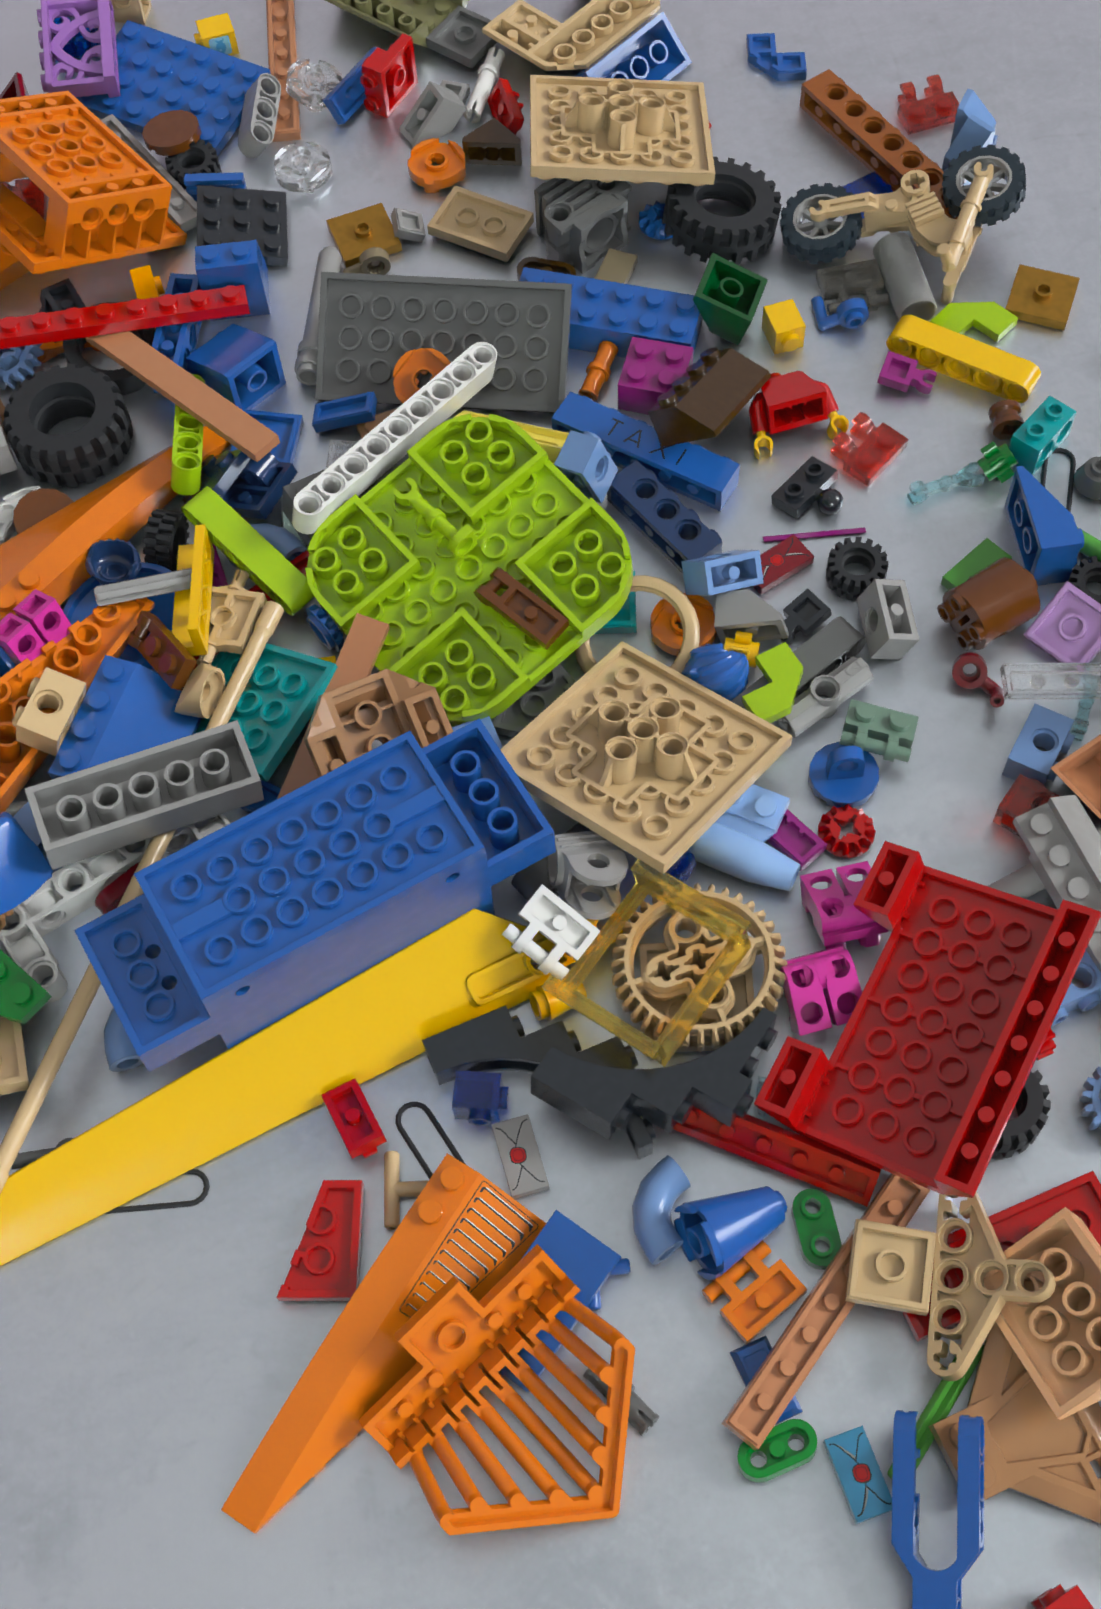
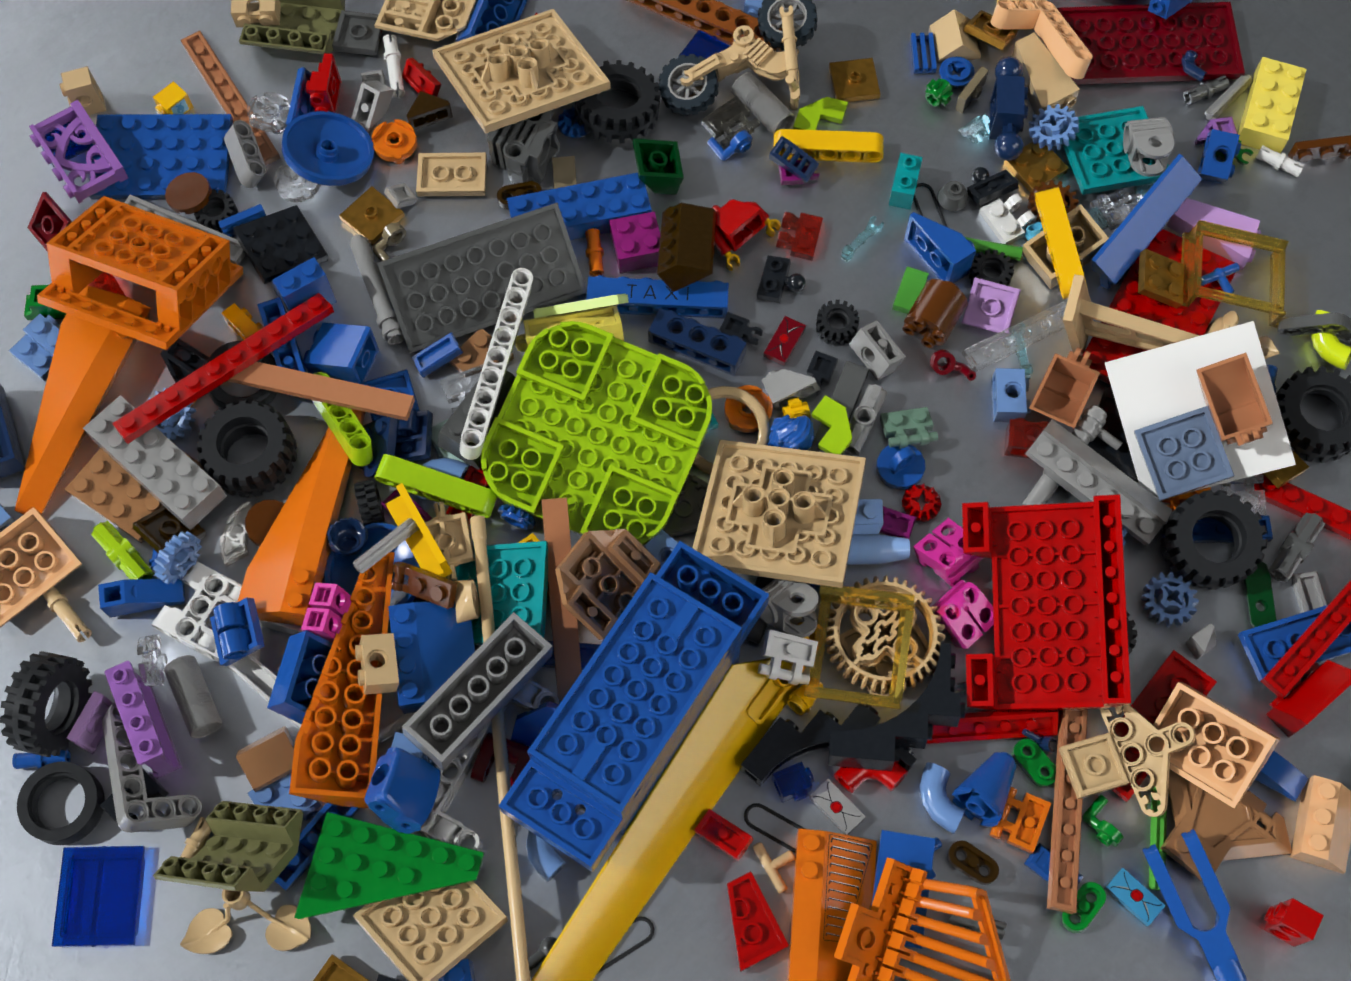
camera: 30 degrees left, 5 degrees up
(353, 142) = (327, 148): none -> blue dish
(411, 365) = (477, 298): orange plate -> none
(459, 541) = (560, 410): lime piece -> none
(522, 608) = (650, 448): reddish brown plate -> none
(544, 418) = (581, 305): none -> yellowish green tile
(561, 1128) = (852, 778): none -> red cylinder
(587, 464) = (635, 327): medium blue brick -> none
(659, 1315) = (973, 861): none -> dark brown plate
(722, 572) = (758, 364): medium blue brick -> none
(727, 525) = (740, 327): none -> black plate
(783, 326) = (701, 170): yellow brick -> none
(816, 534) = (772, 322): magenta piece -> none
(840, 1204) = (1042, 741): none -> dark blue hand
(864, 1367) = (1106, 832): none -> green plate
(895, 335) = (798, 153): none -> dark blue slope
(997, 462) = (888, 211): green gear -> none
(1005, 418) = (878, 178): reddish brown wheel -> none

